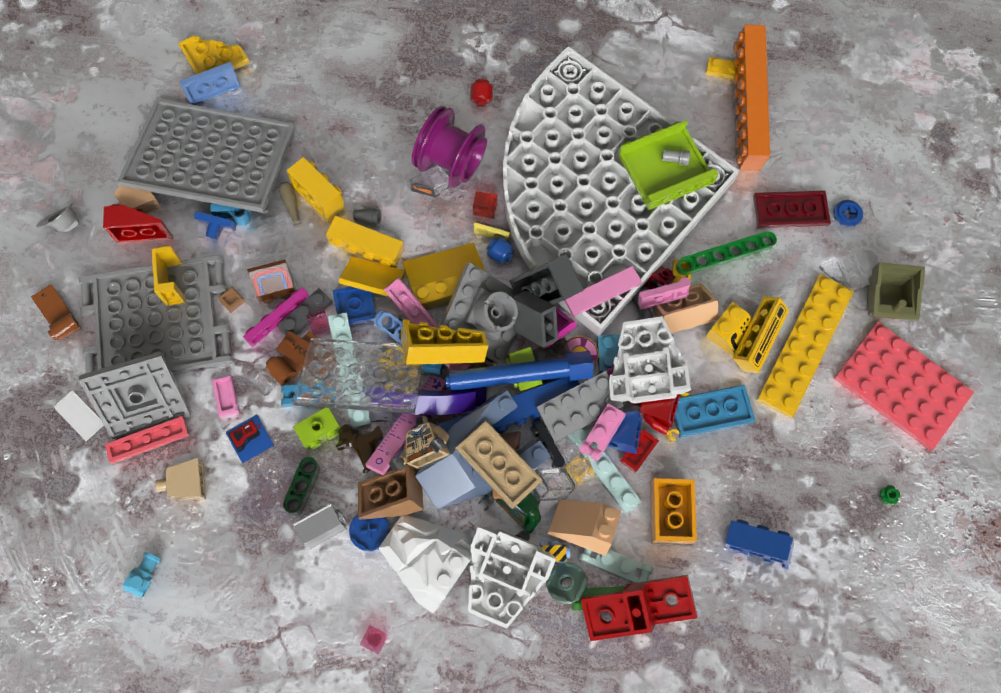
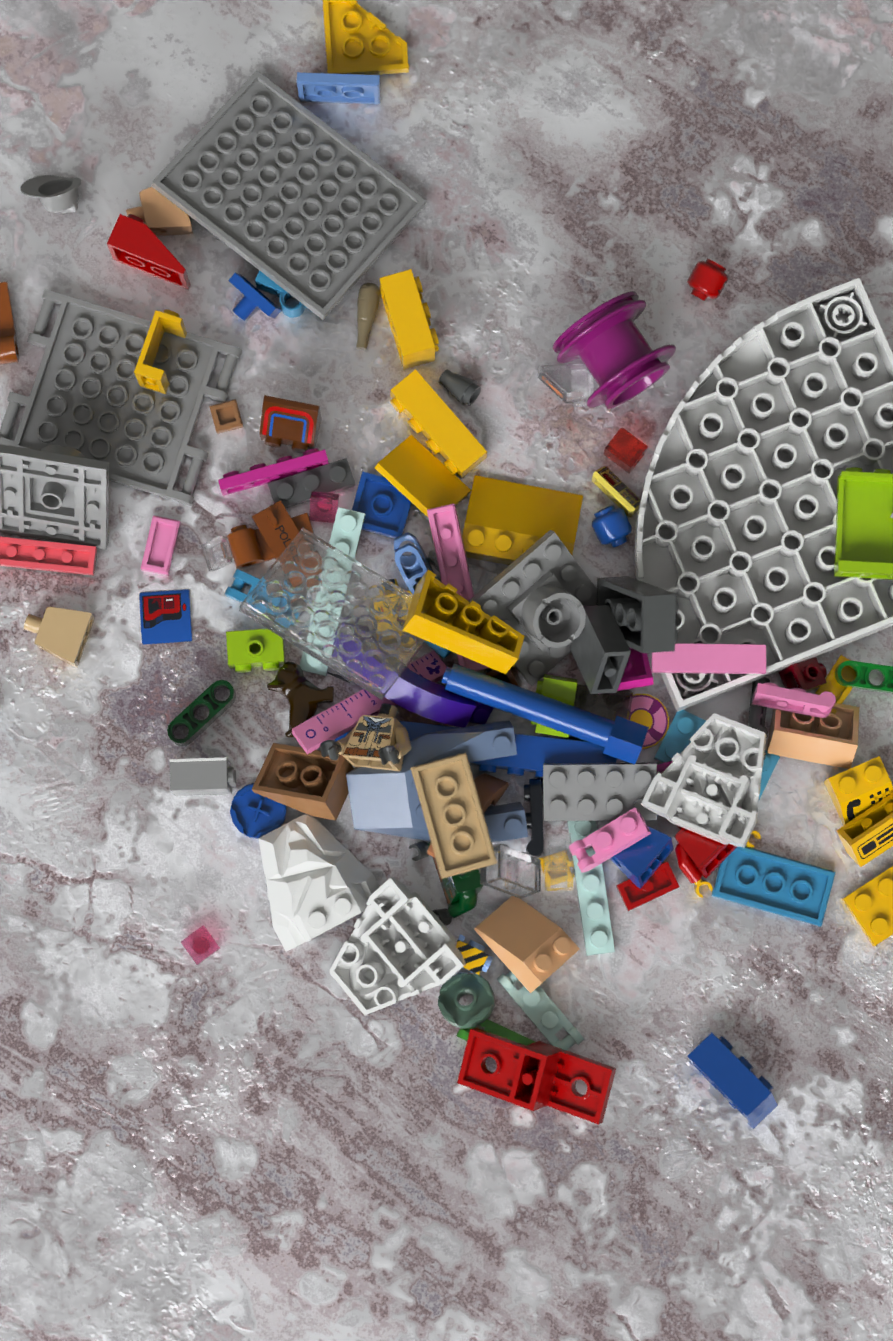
camera: 30 degrees right, 10 degrees up
(673, 511) = (645, 983): light orange brick -> none

